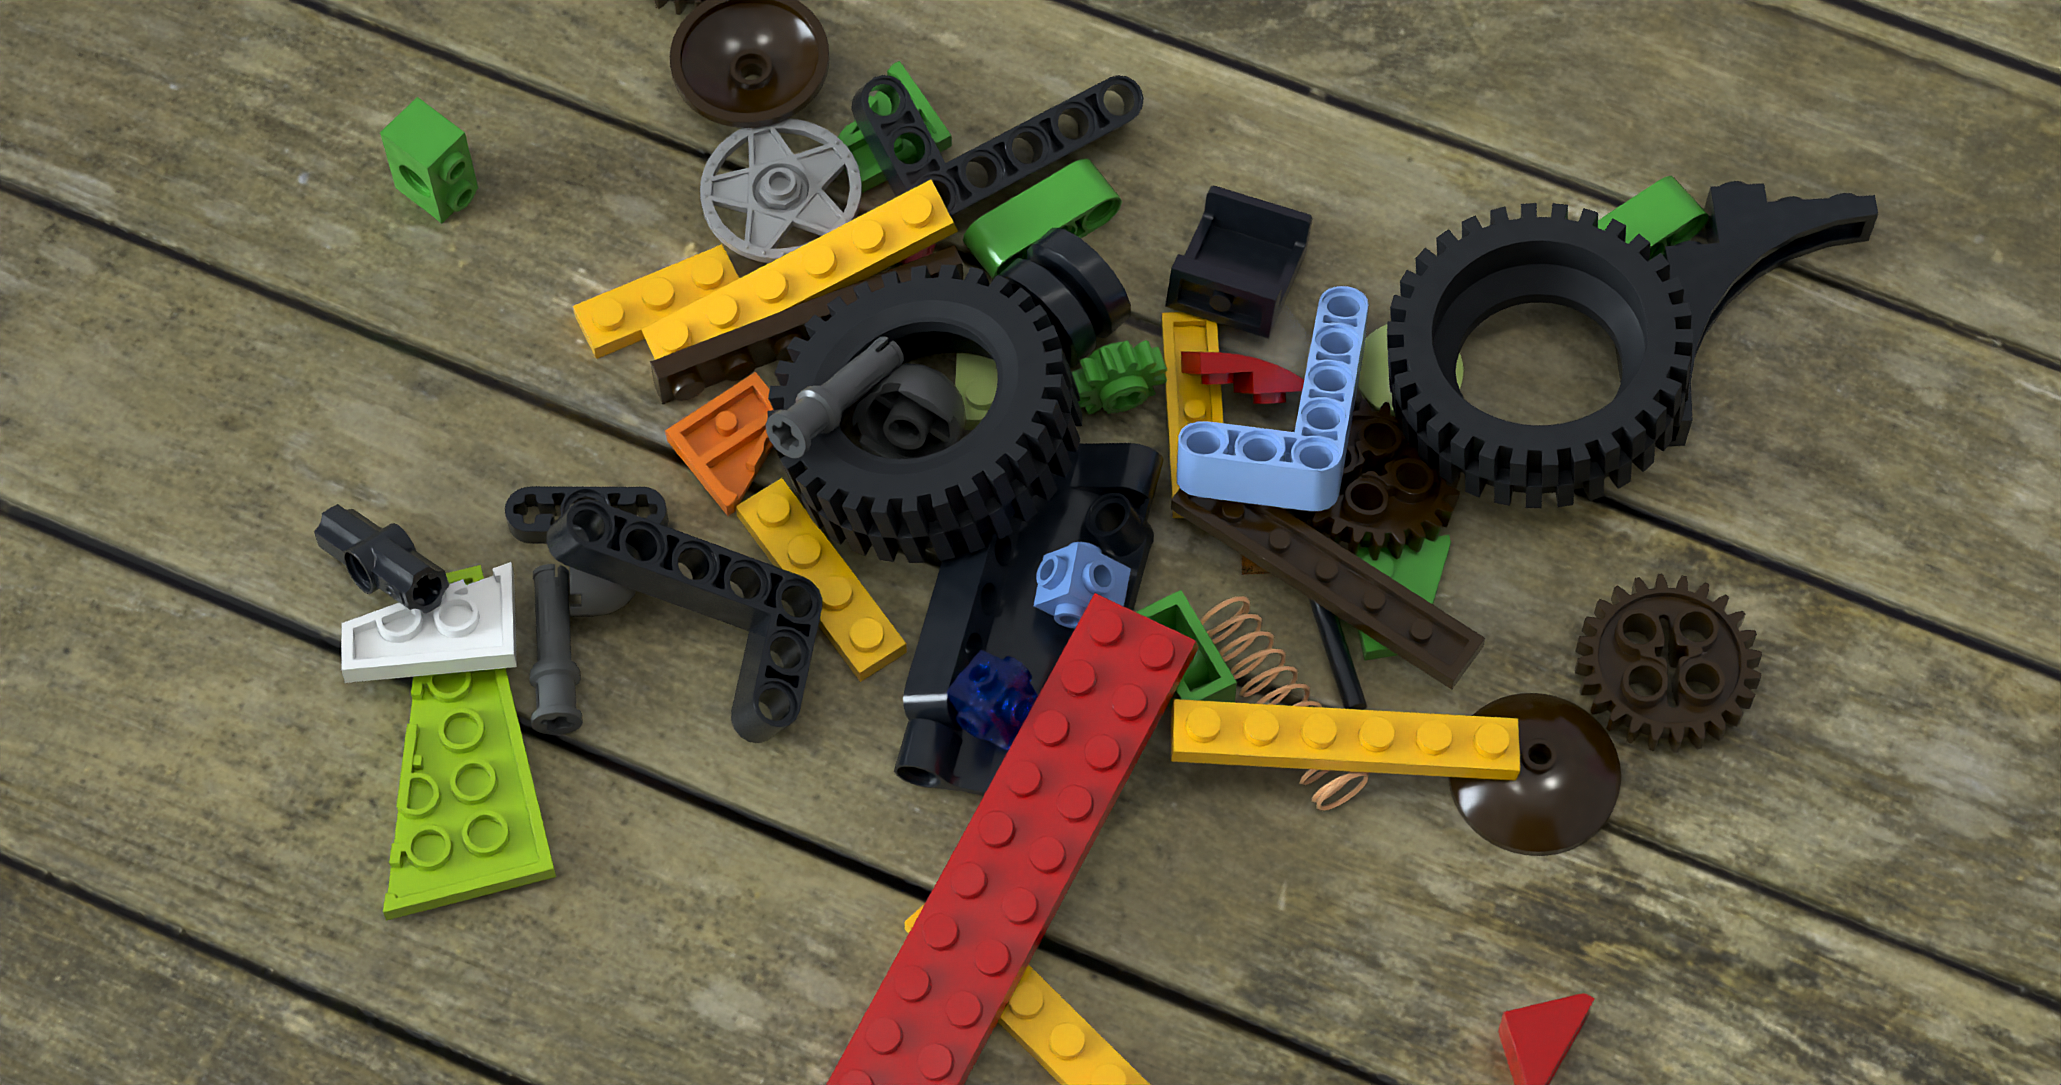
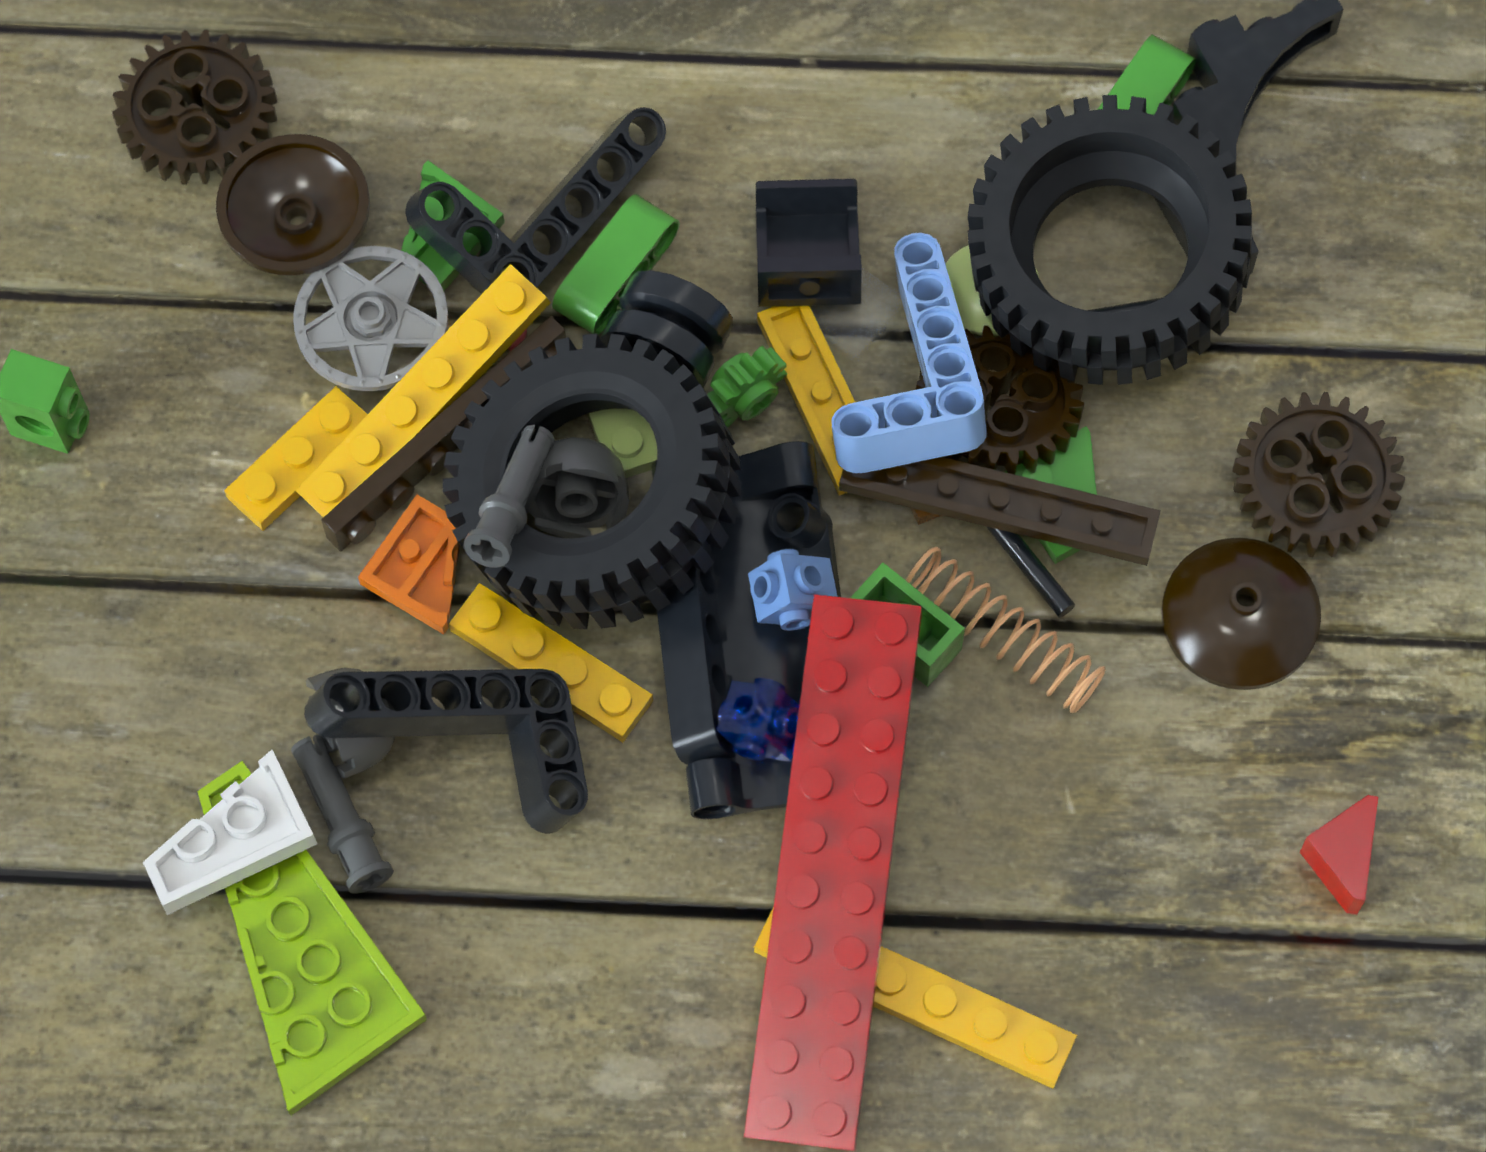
camera: 20 degrees left, 5 degrees up
(381, 559) = (153, 789): black piece -> none
(547, 497) = (296, 668): black beam -> none
(1248, 374) = (853, 345): red slope -> none
(1344, 739) = (1076, 646): yellow plate -> none

